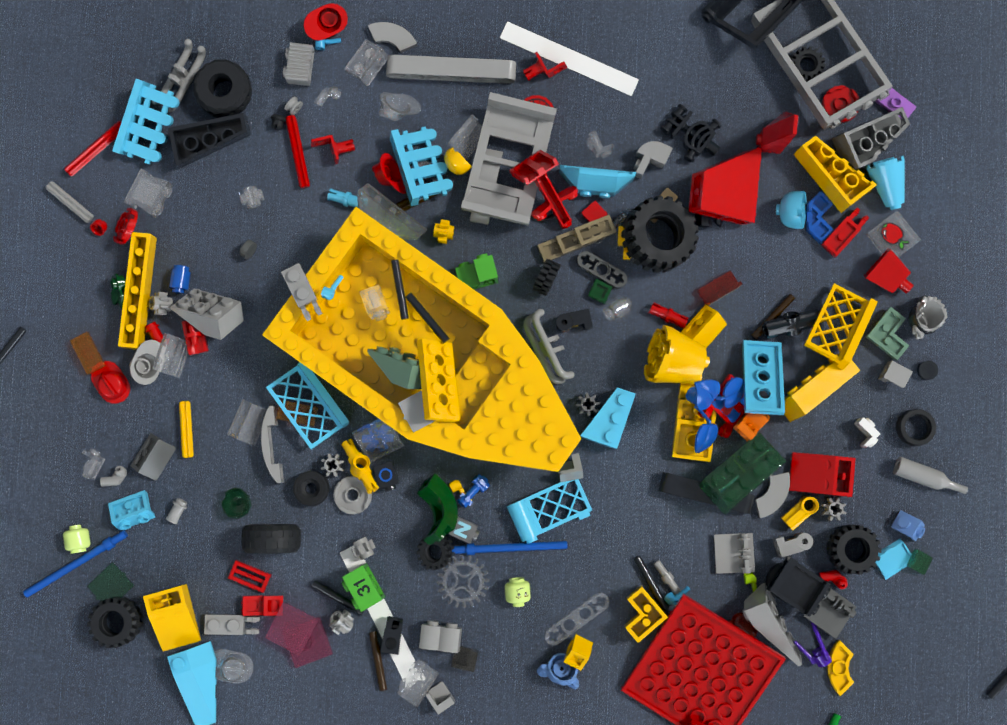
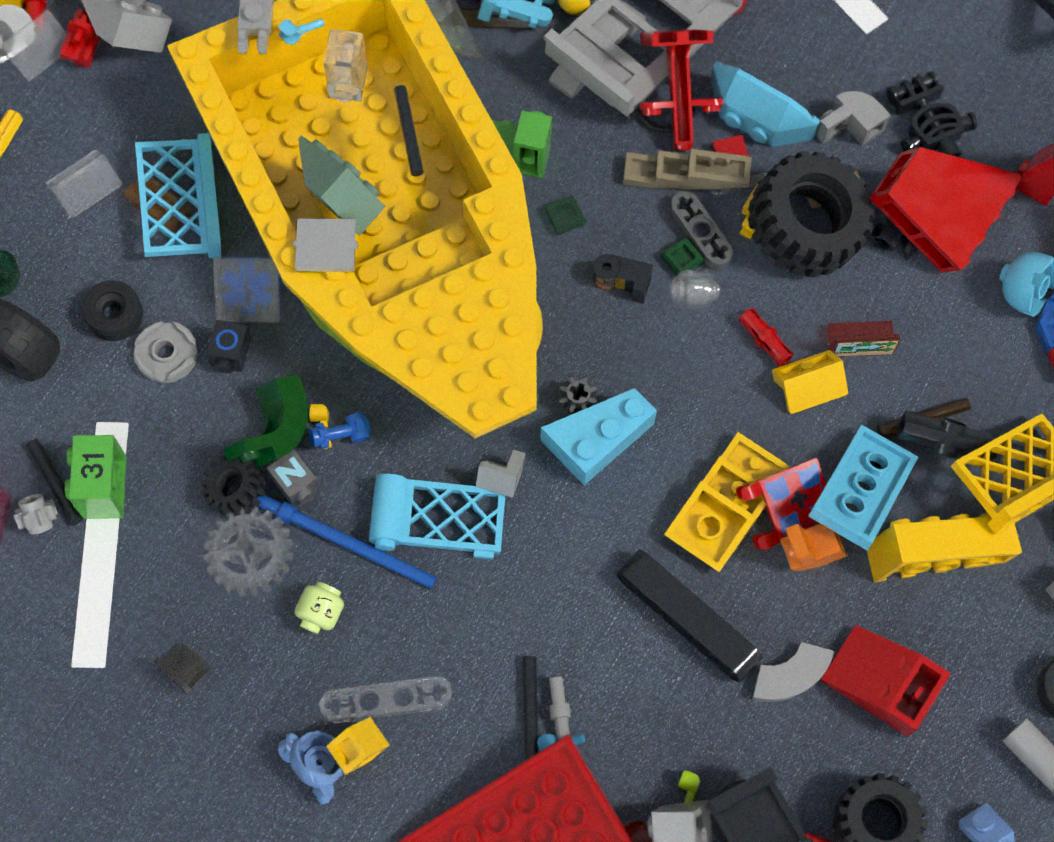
camera: 25 degrees right, 15 degrees down
(275, 470) = (89, 221): light grey slope -> none
(327, 467) = (162, 285): light grey gear -> none
(363, 474) = (199, 313): yellow pin -> none
(363, 548) = (132, 427): light grey gear -> none
(378, 661) = (53, 603): dark brown bar -> none
(392, 635) = (95, 574): black leg -> none
(399, 289) = (392, 76): black bar -> none
(417, 683) = (89, 658): clear bracket -> none
(431, 389) = (356, 217): yellow plate -> none
(440, 637) = (165, 613): light grey brick -> none
(440, 697) = (109, 705): light grey panel -> none
(443, 231) = (504, 71): yellow gear -> none
(523, 299) = (565, 215): none -> clear green tile
(544, 349) = (556, 291): light grey piece -> none
(546, 277) = (614, 194): black tyre -> none
(594, 144) = (784, 76): clear bracket -> none
(648, 615) = (497, 748): yellow brick -> none
(674, 358) = (745, 391): yellow cone -> none
(702, 396) = (759, 438): blue plant -> none
(734, 553) = (685, 730): light grey hinge -> none
(742, 473) = (759, 606): clear green brick -> none
(794, 545) = (787, 765): light grey leg -> none
(798, 513) = (818, 719): yellow piece -> none
(827, 511) = (885, 749): light grey gear -> none
(866, 426) = (993, 651): white bracket -> none

